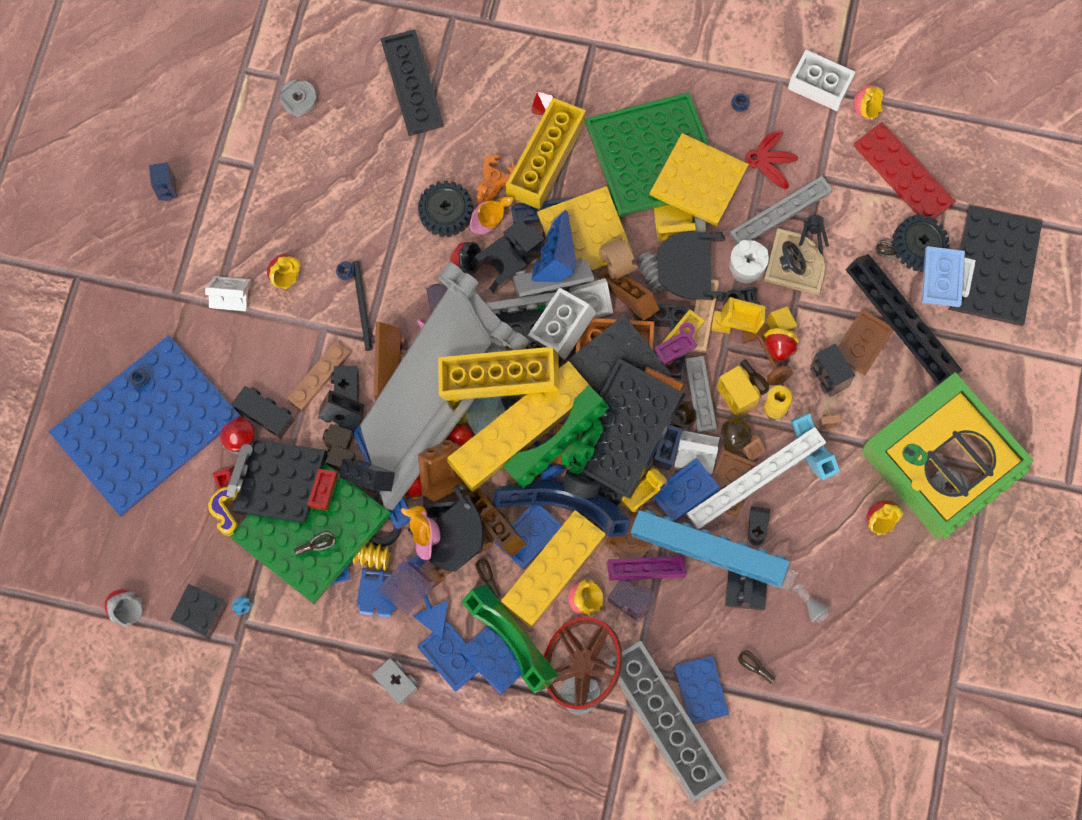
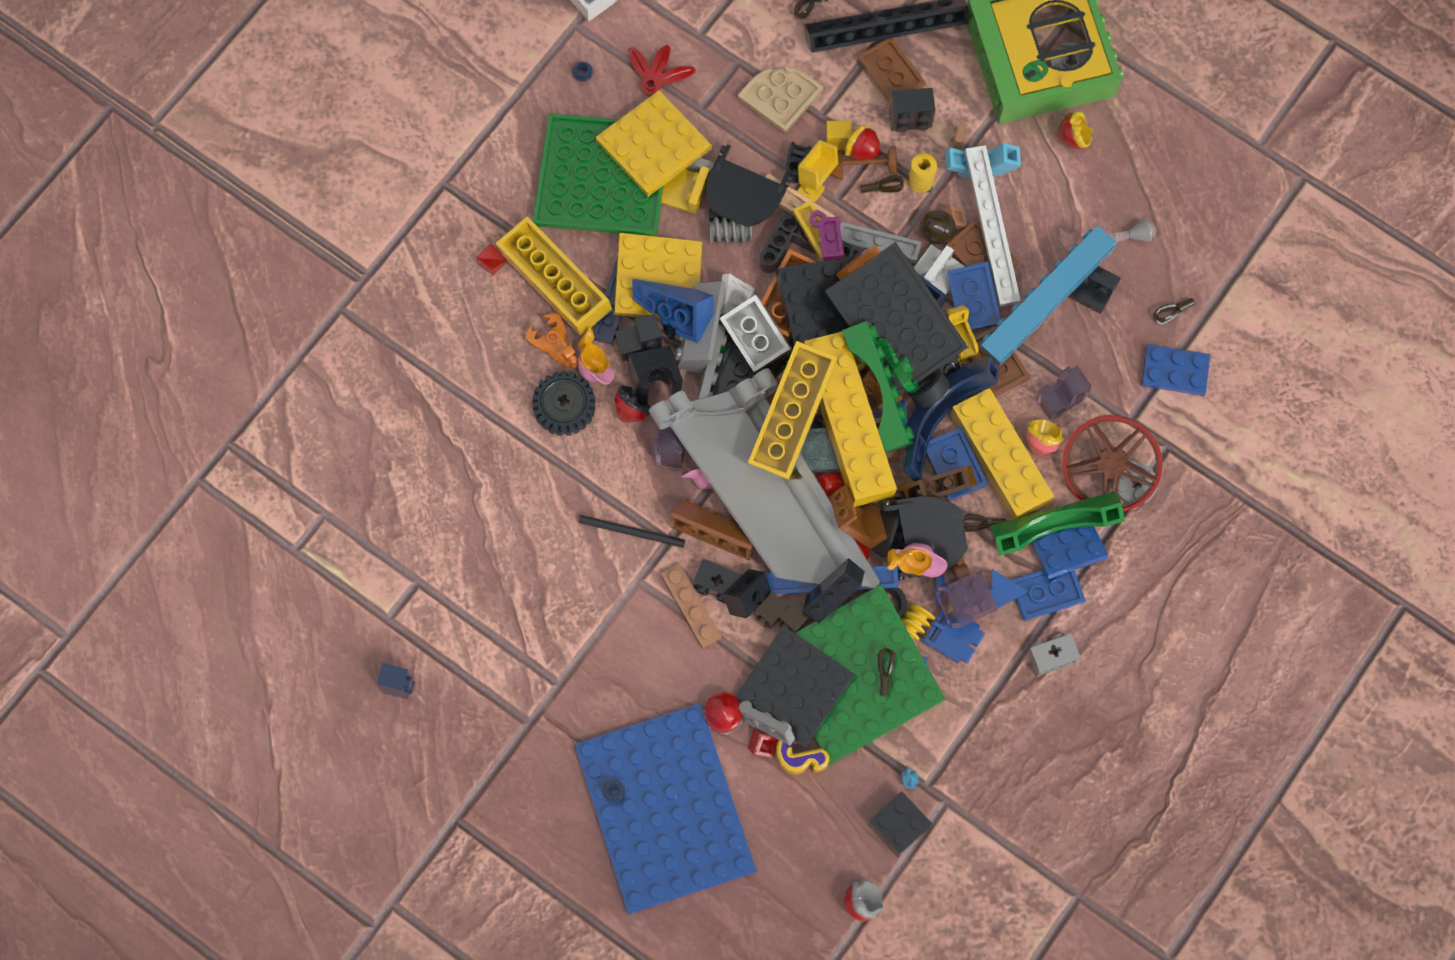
camera: 70 degrees left, 0 degrees up
(228, 293) = (556, 661): white bracket -> none
(263, 411) = (707, 676): black brick -> none
(283, 270) = (558, 594): yellow hair -> none
(298, 88) = (370, 510): light grey plate -> none
(322, 489) = (828, 642): red plate -> none
(340, 269) = (578, 532): dark blue plate -> none
(411, 82) = (400, 379): black plate -> none
(618, 258) = (706, 253): medium nougat brick -> none
(632, 294) = (747, 258): dark orange slope -> none
(646, 568) = (1038, 366): magenta plate -> none
(667, 723) = (1202, 411): light grey brick -> none
(738, 391) = (896, 204): yellow brick -> none
(748, 251) = (761, 137): white brick -> none
(758, 522) = (1033, 244): black piece -> none
(782, 211) = (720, 85): light grey plate -> none
(790, 259) = (781, 93): black piece -> none
(815, 225) = (750, 59): black plant -> none

